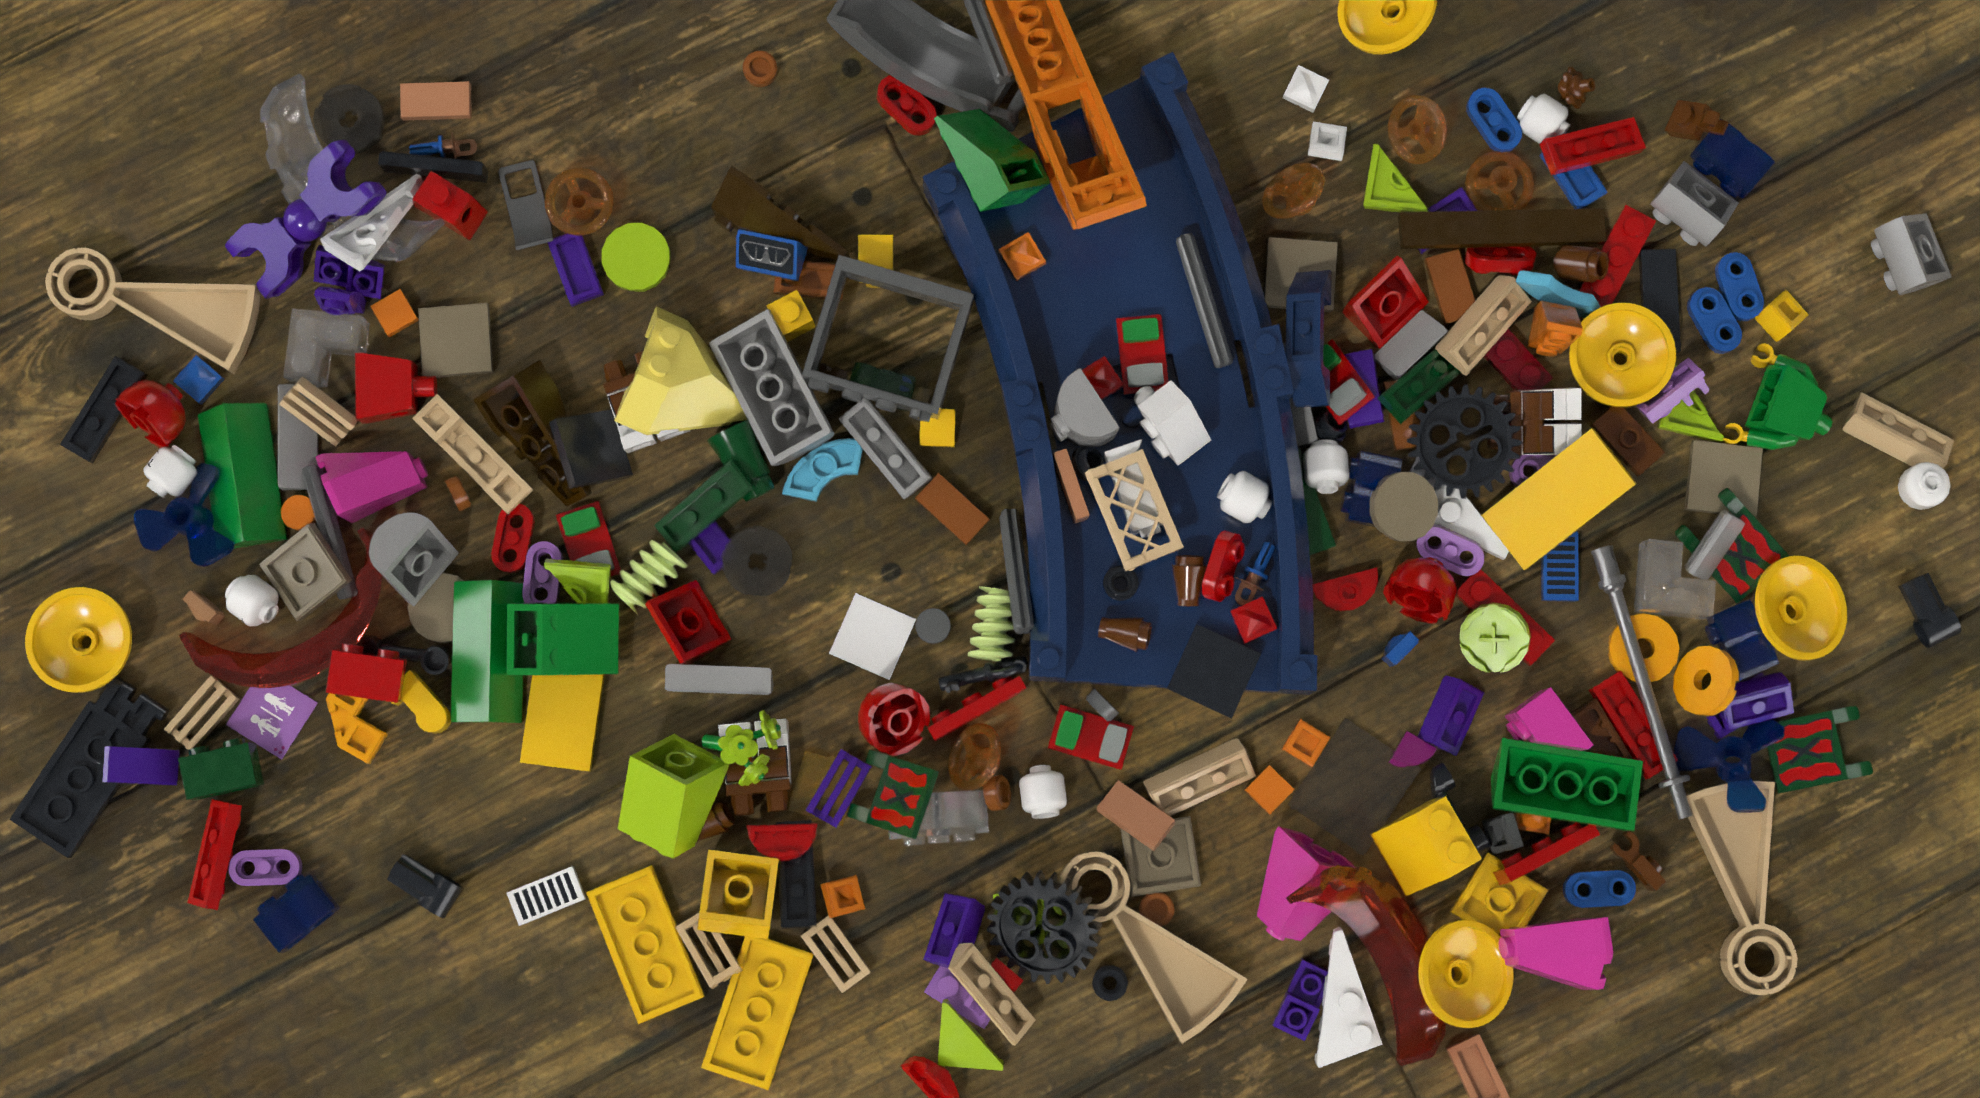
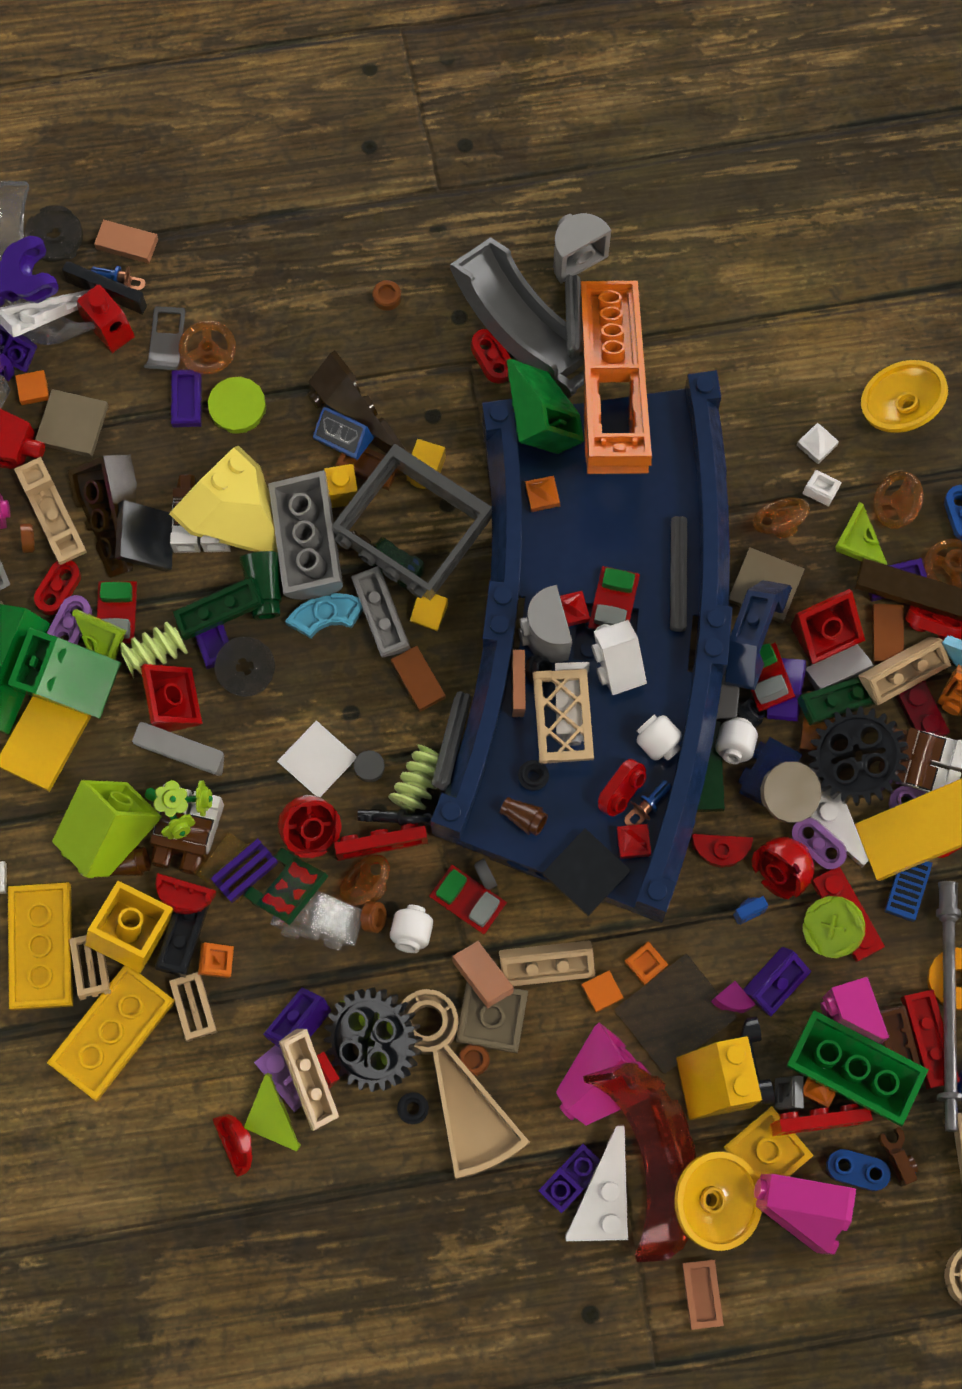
camera: 20 degrees right, 10 degrees down
(1188, 578) = (590, 787): reddish brown cone -> none

